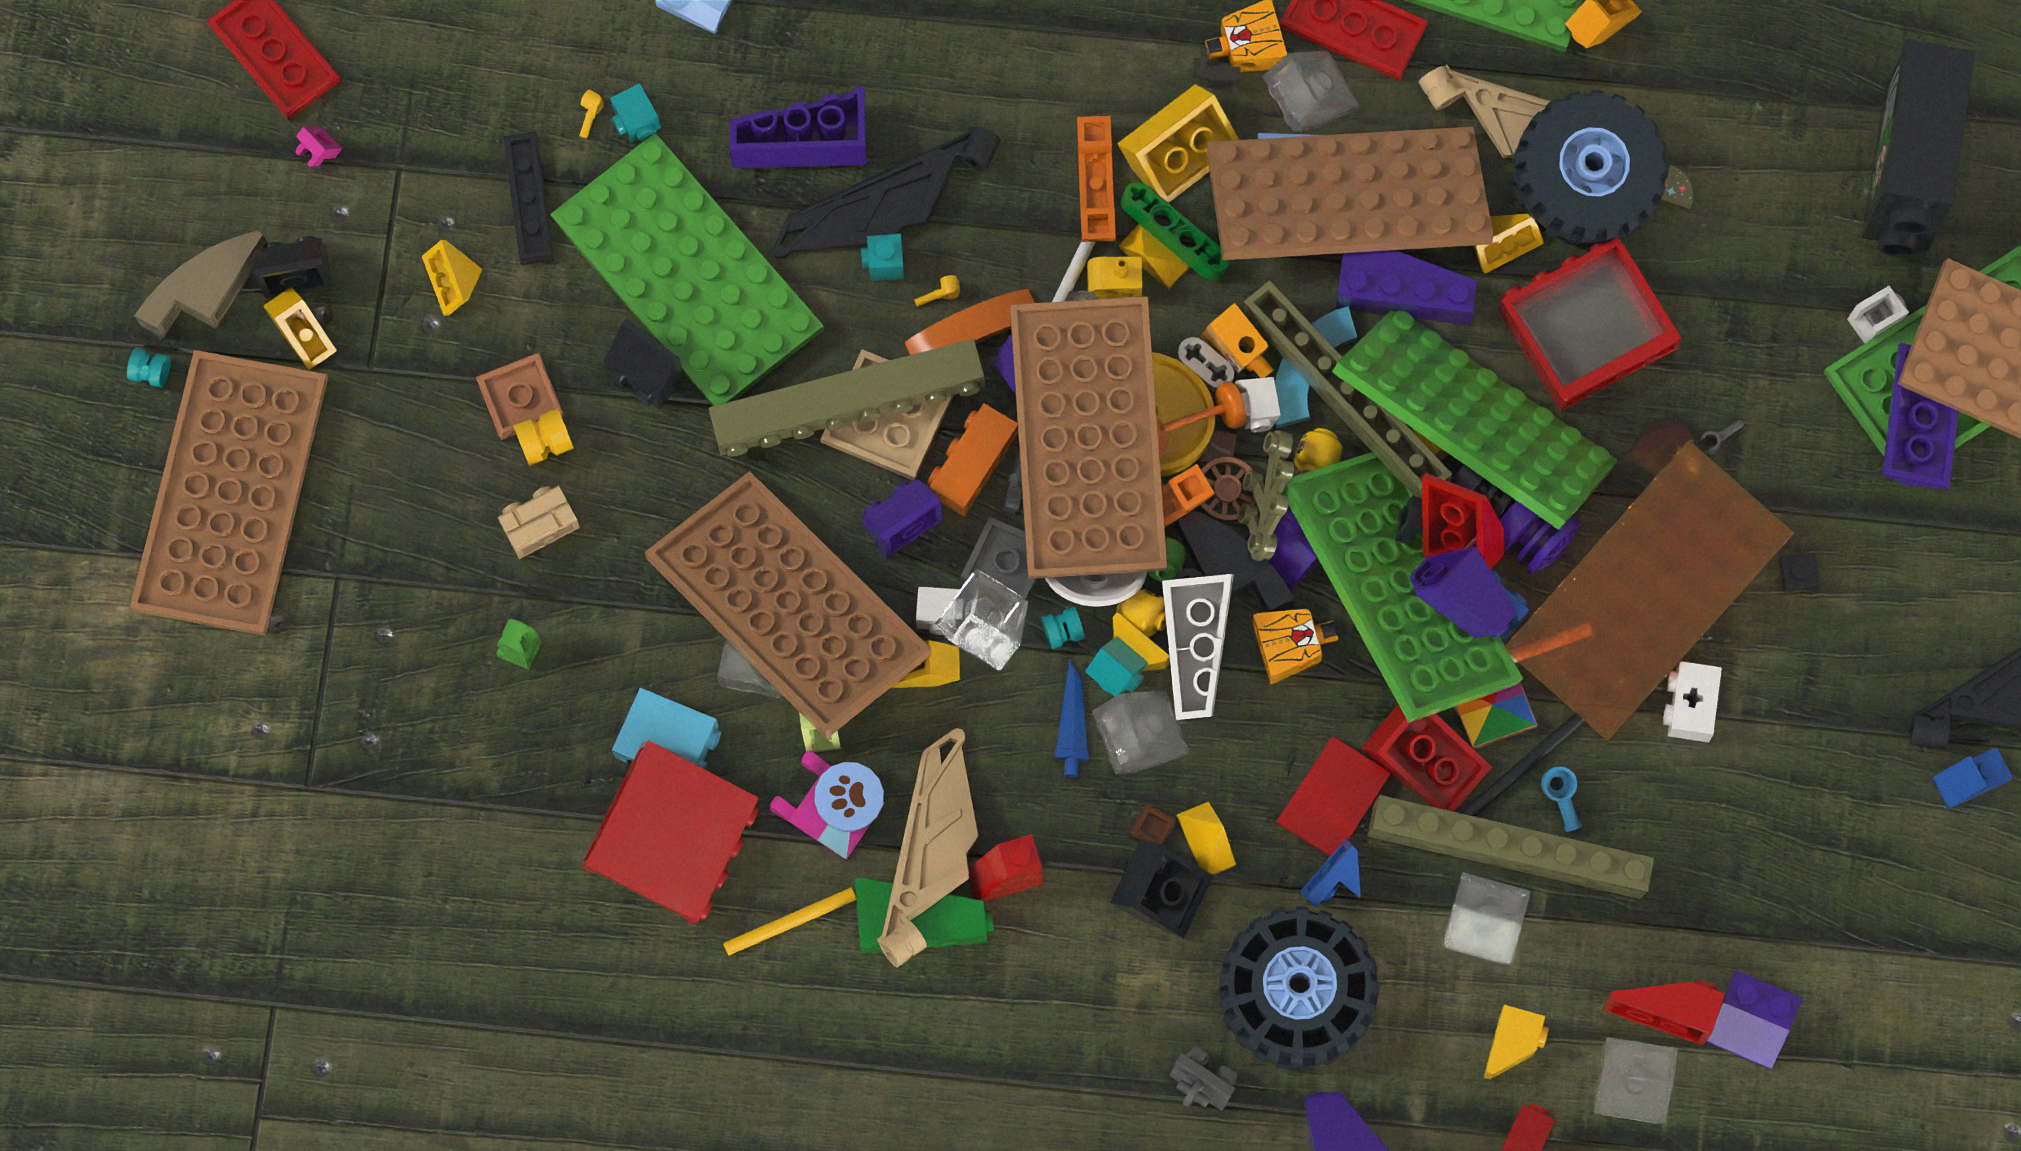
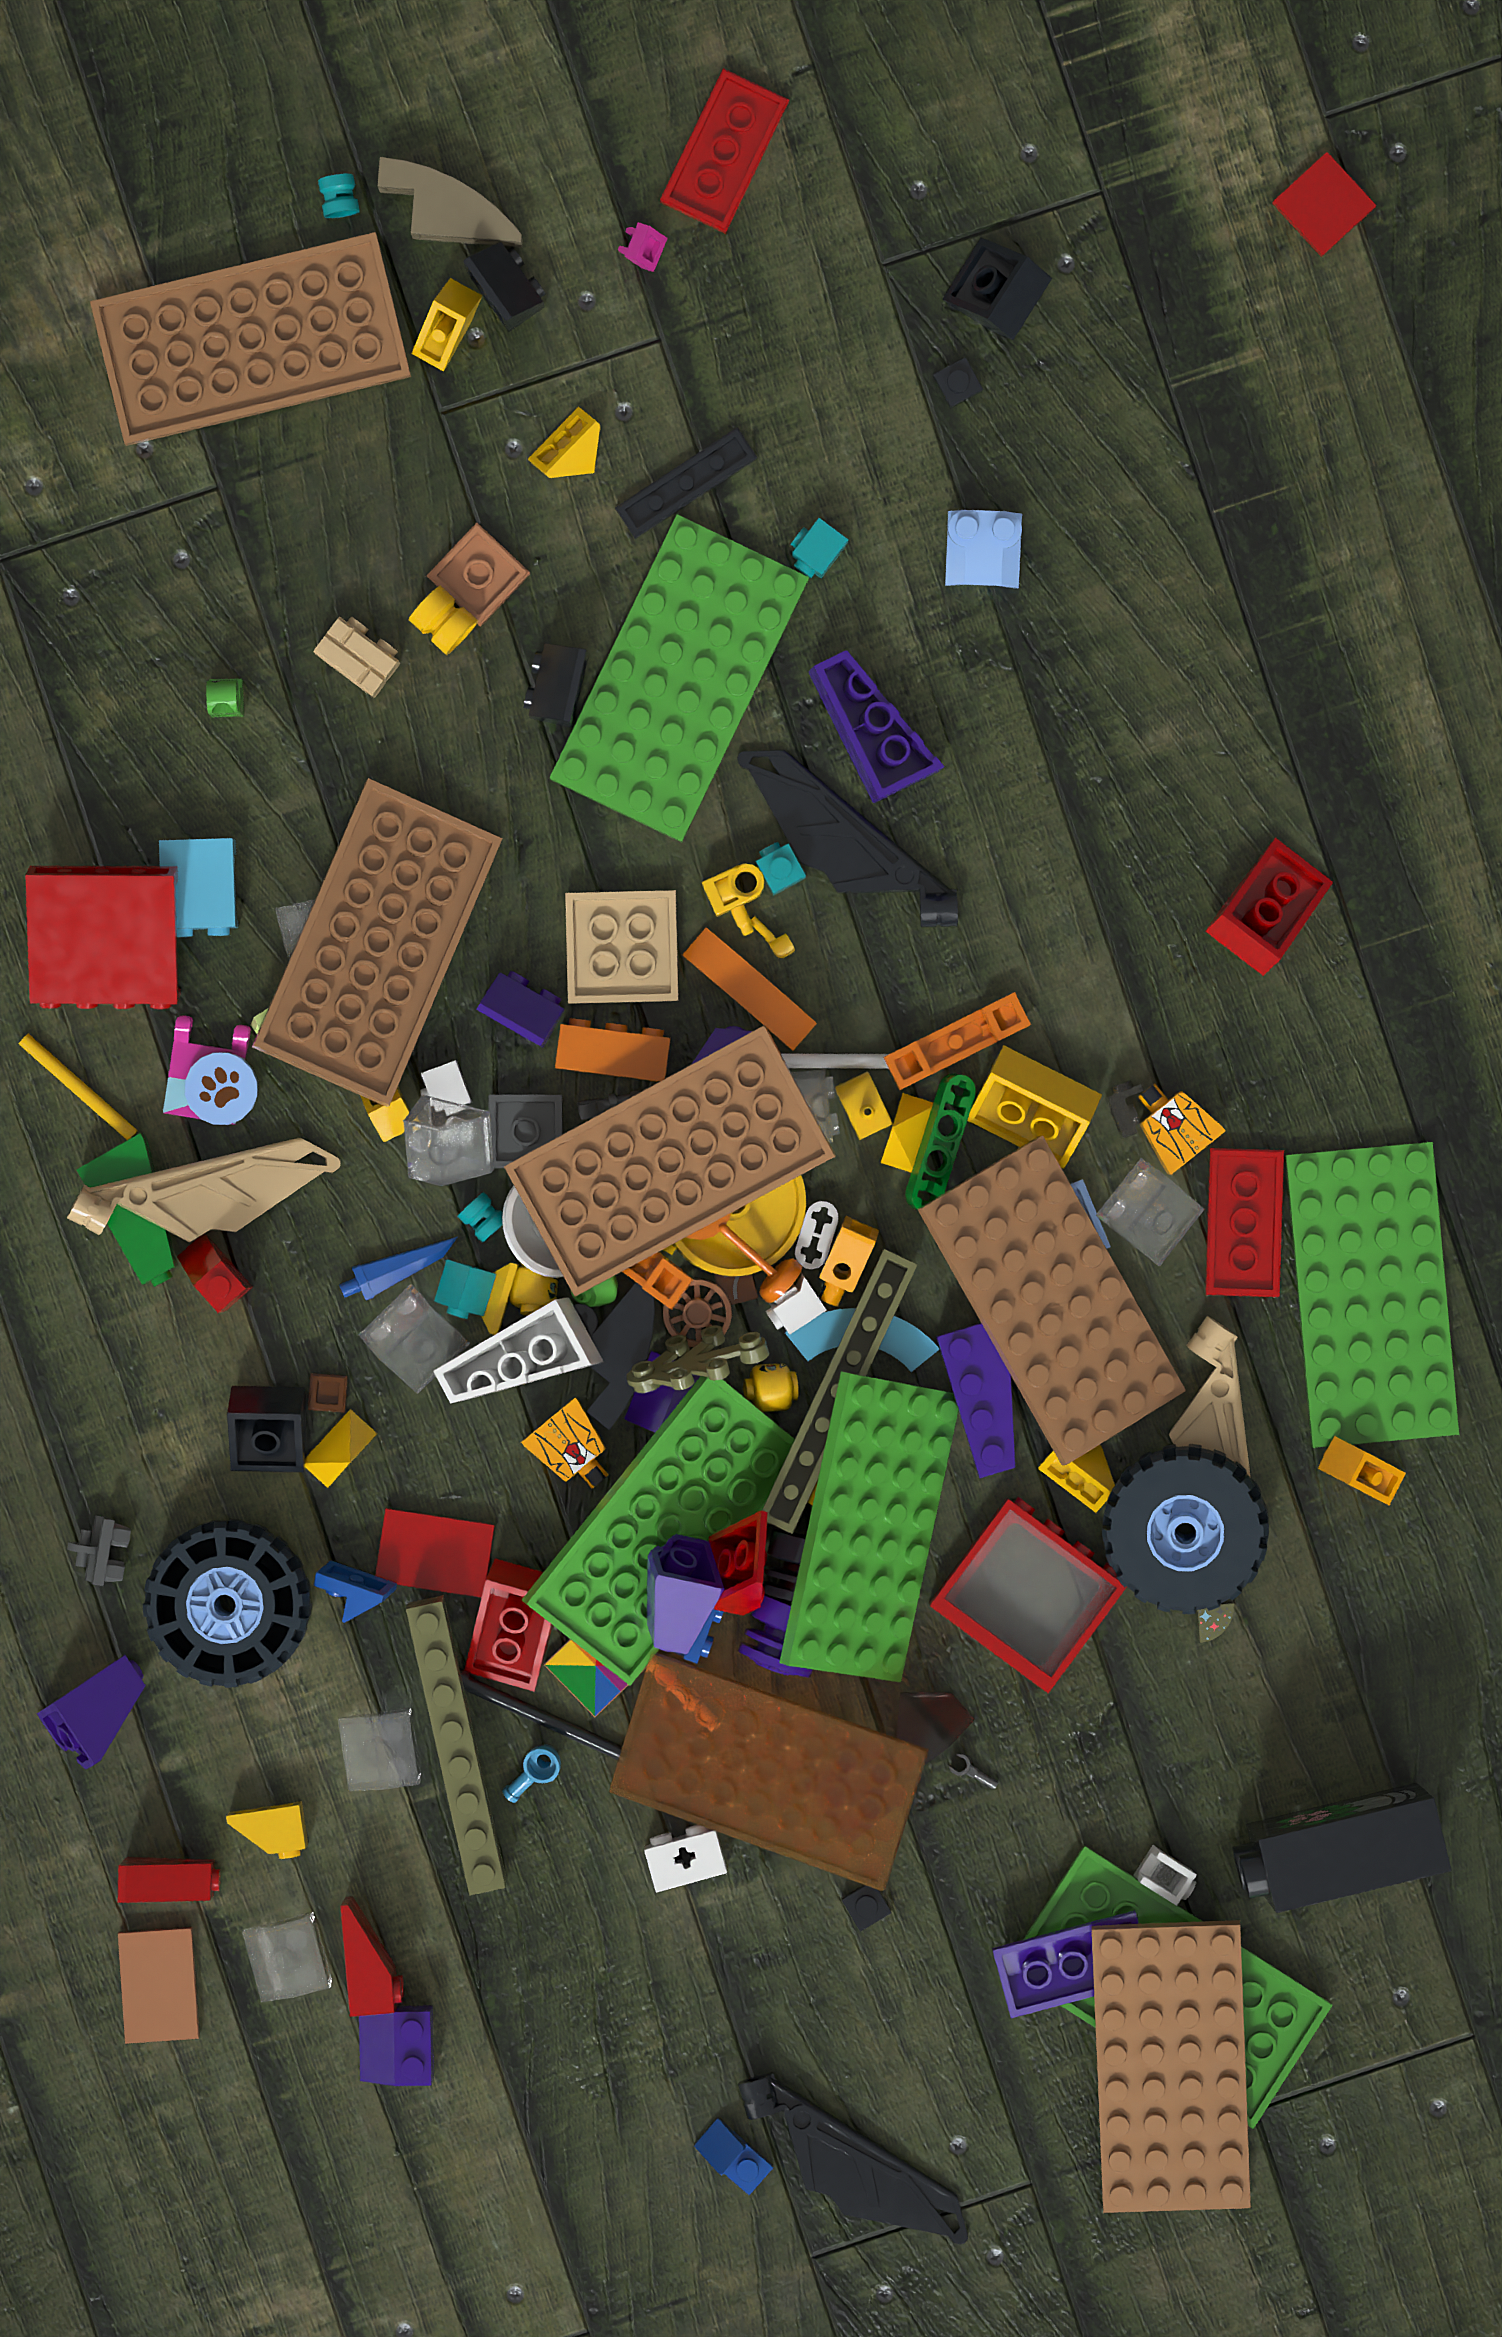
camera: 60 degrees right, 15 degrees up
(594, 104) = (813, 500): yellow hand -> none
(847, 398) = (613, 901): olive brick -> none
(884, 312) = (726, 897): none -> yellow piece
(1409, 520) = (732, 1509): black plate -> none

